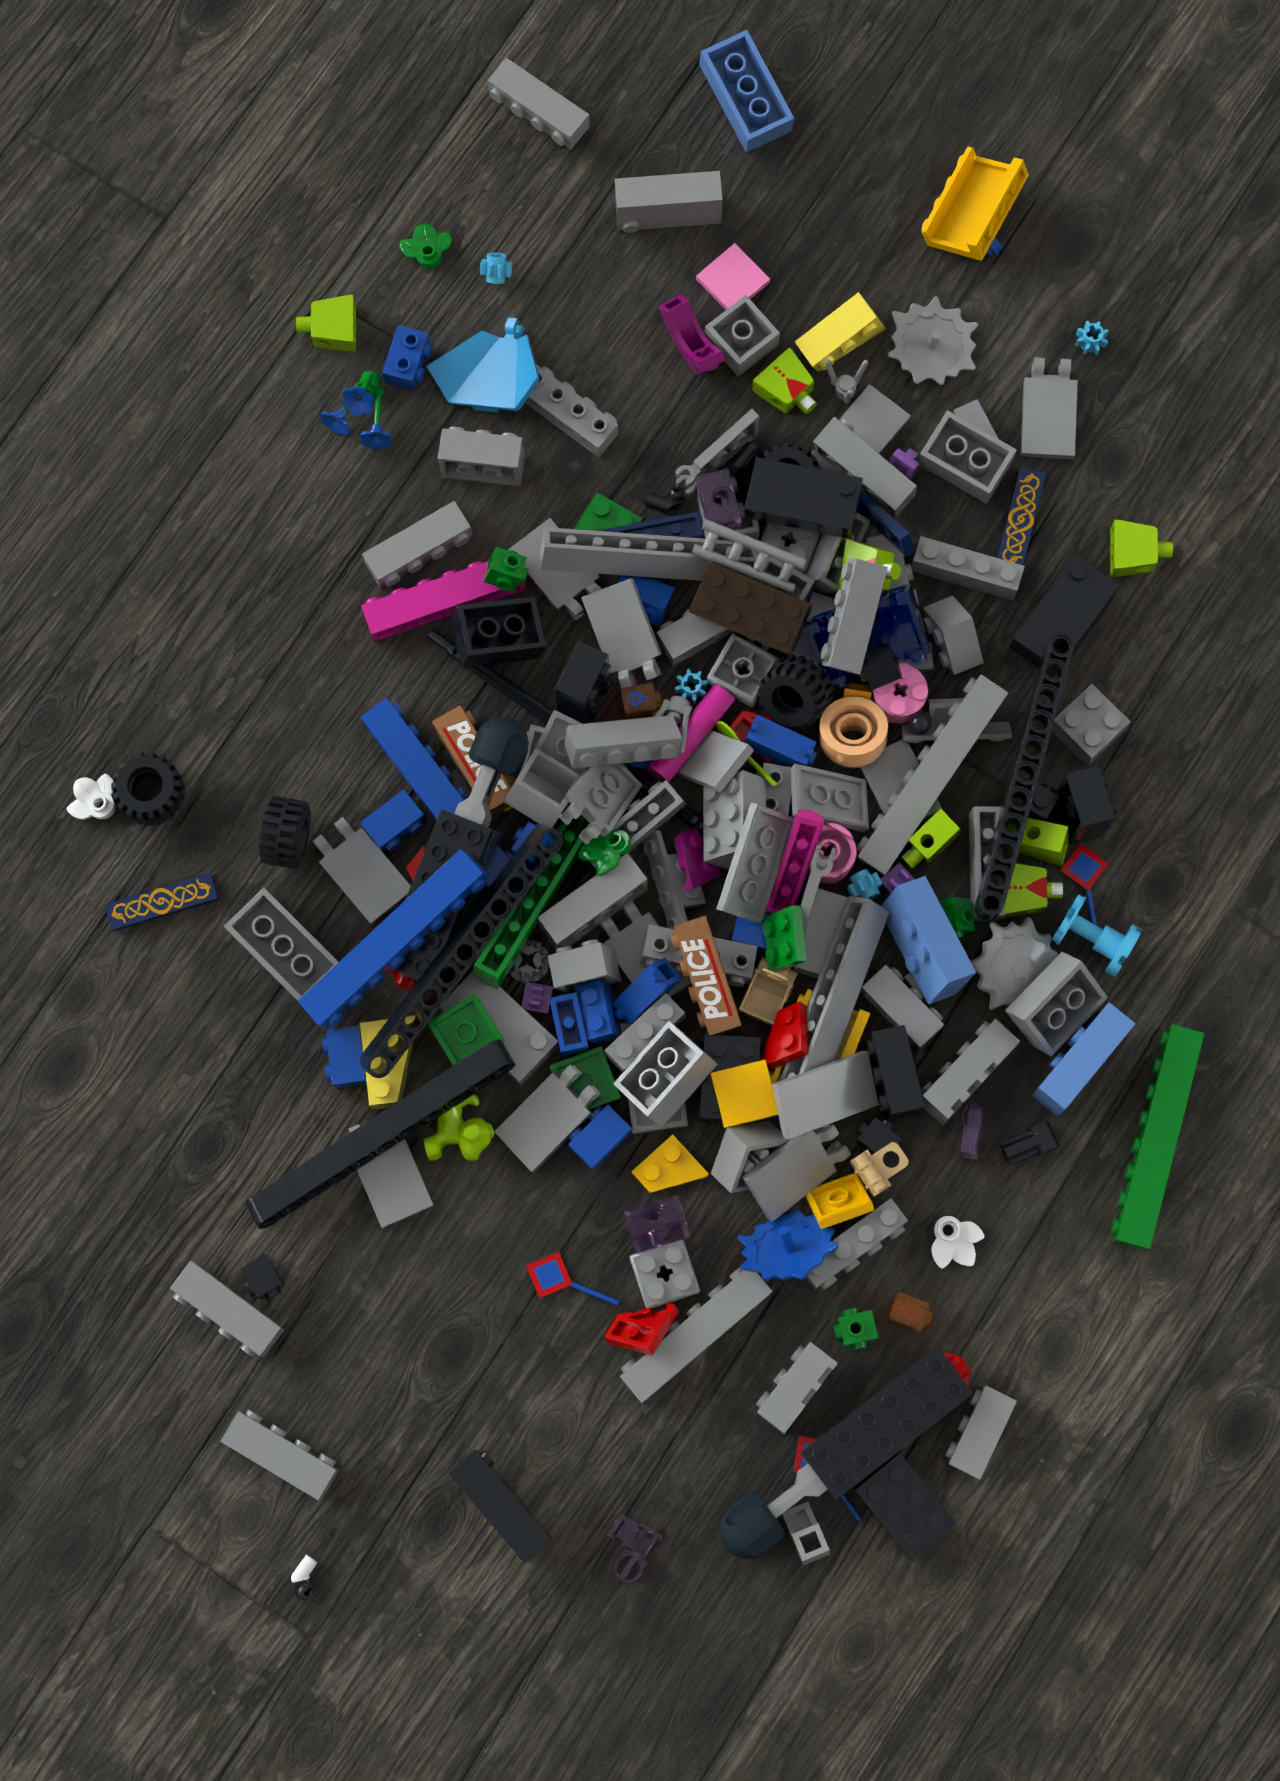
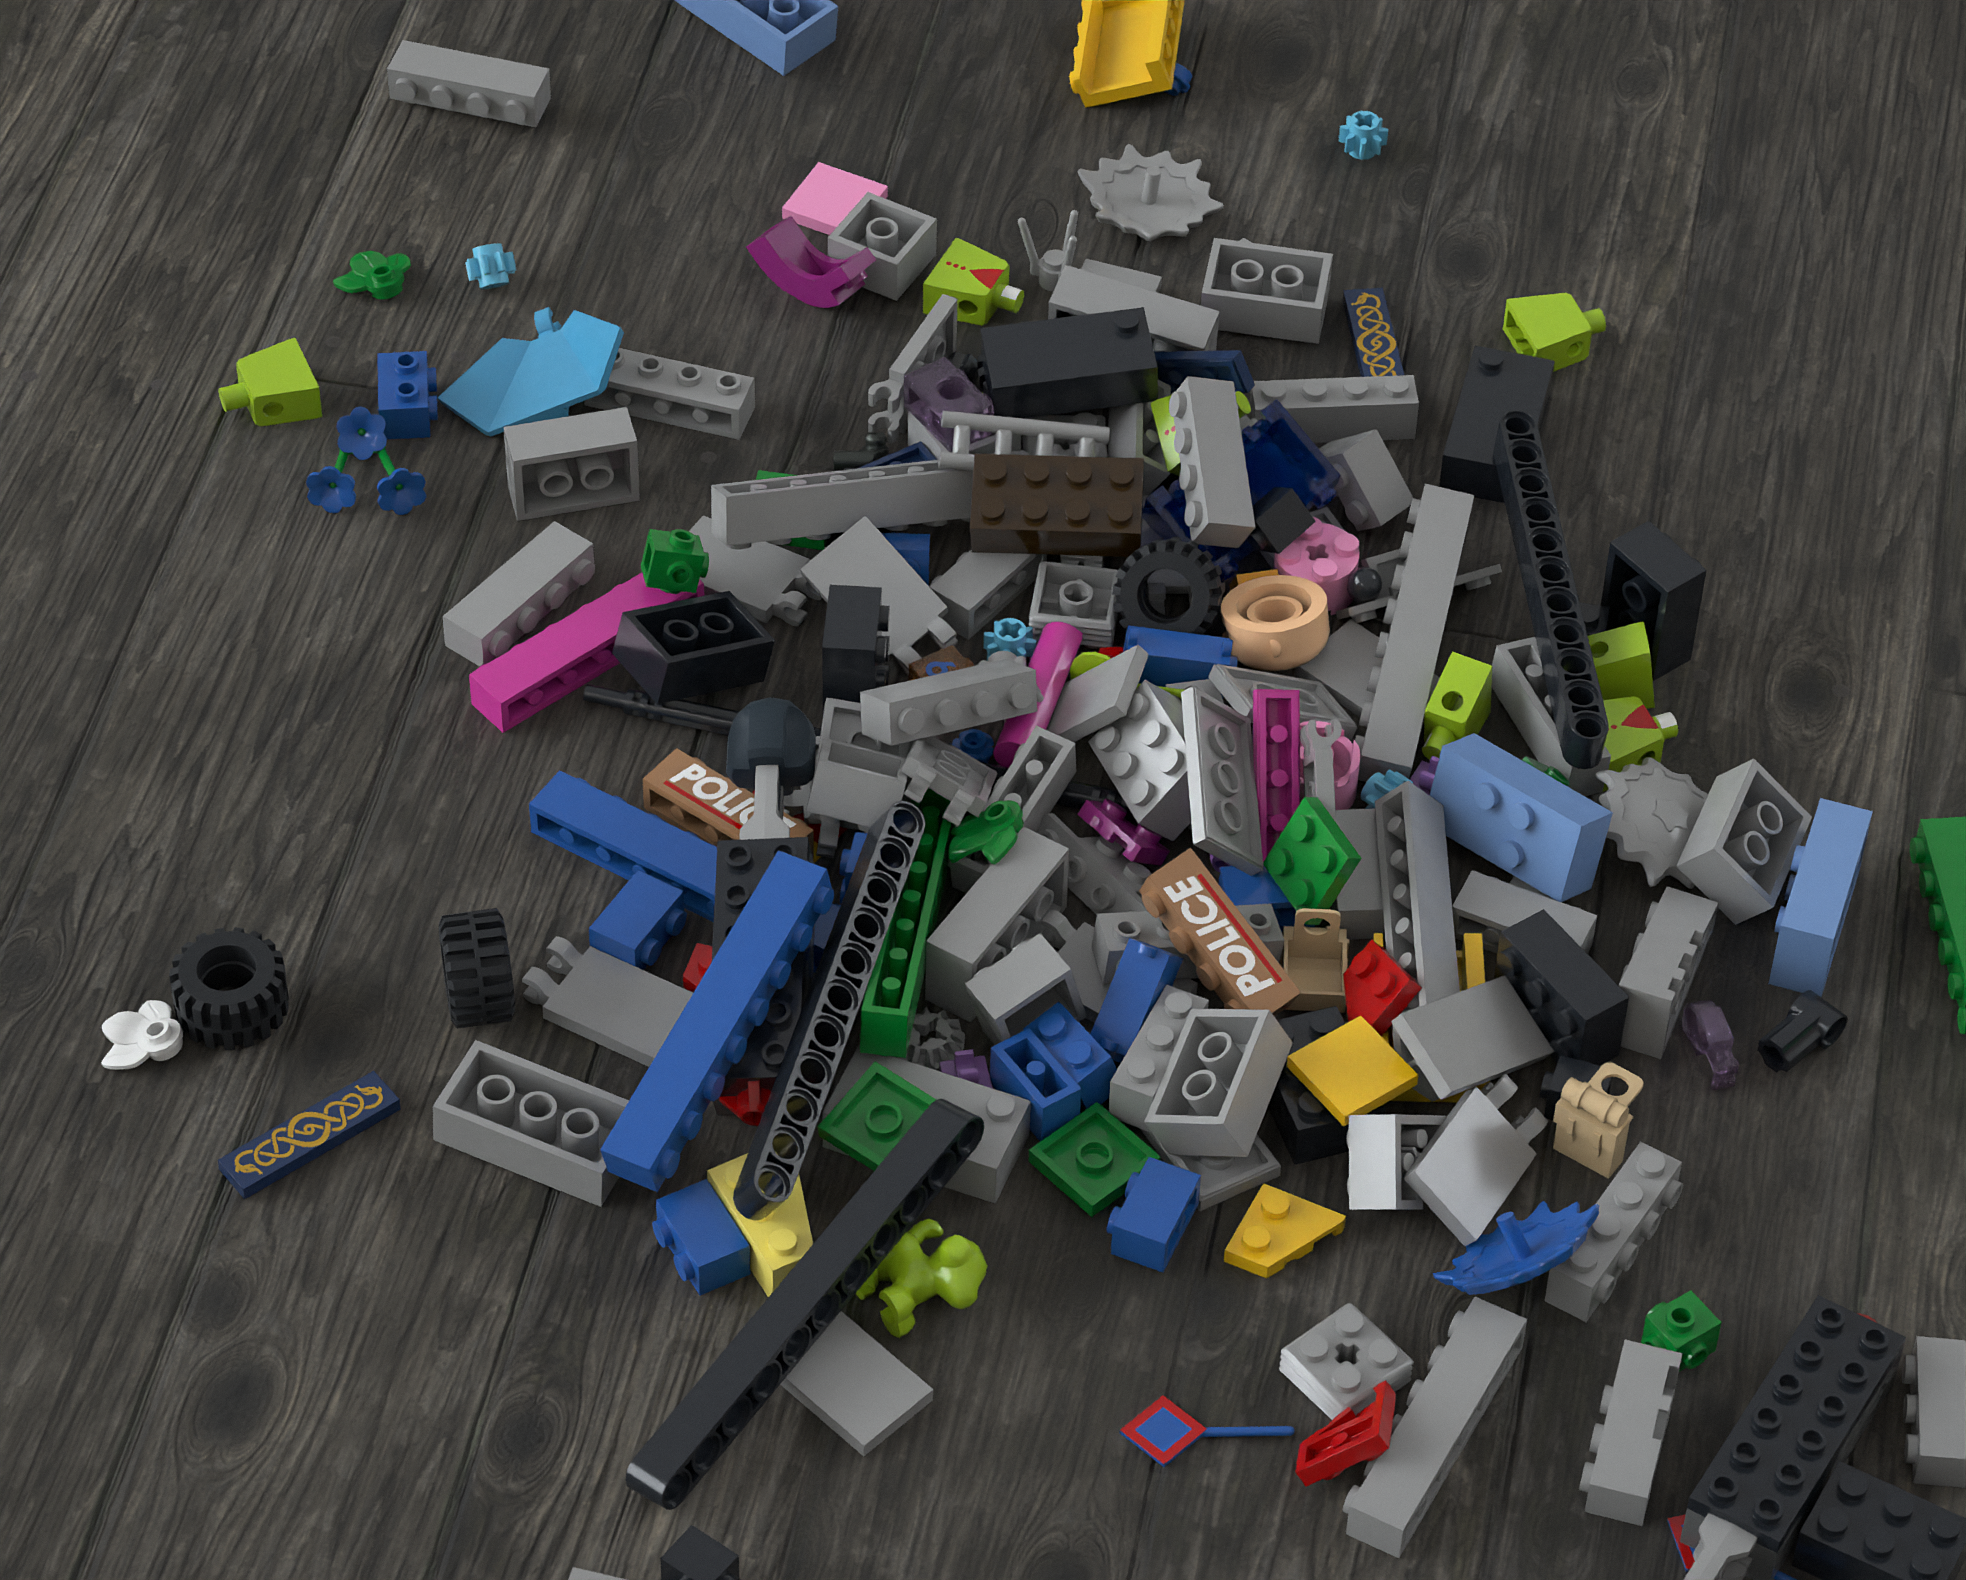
camera: 25 degrees left, 30 degrees down
(547, 1118) = (1060, 1214): light grey tile -> none
(657, 1223) = (1301, 1294): clear purple brick -> none
(668, 201) = (705, 131): light grey brick -> none
(839, 1200) = (1563, 1176): yellow tile -> none
(840, 332) = (1029, 188): light yellow wedge -> none
(910, 1312) = (1747, 1292): clear orange brick -> none
(956, 1246) = (1764, 1190): white plate -> none
(1049, 412) = (1350, 225): light grey tile -> none
(1085, 869) = (1694, 701): piece -> none
(1089, 725) = (1596, 516): light grey piece -> none
(1105, 940) = (1775, 751): medium azure piece -> none

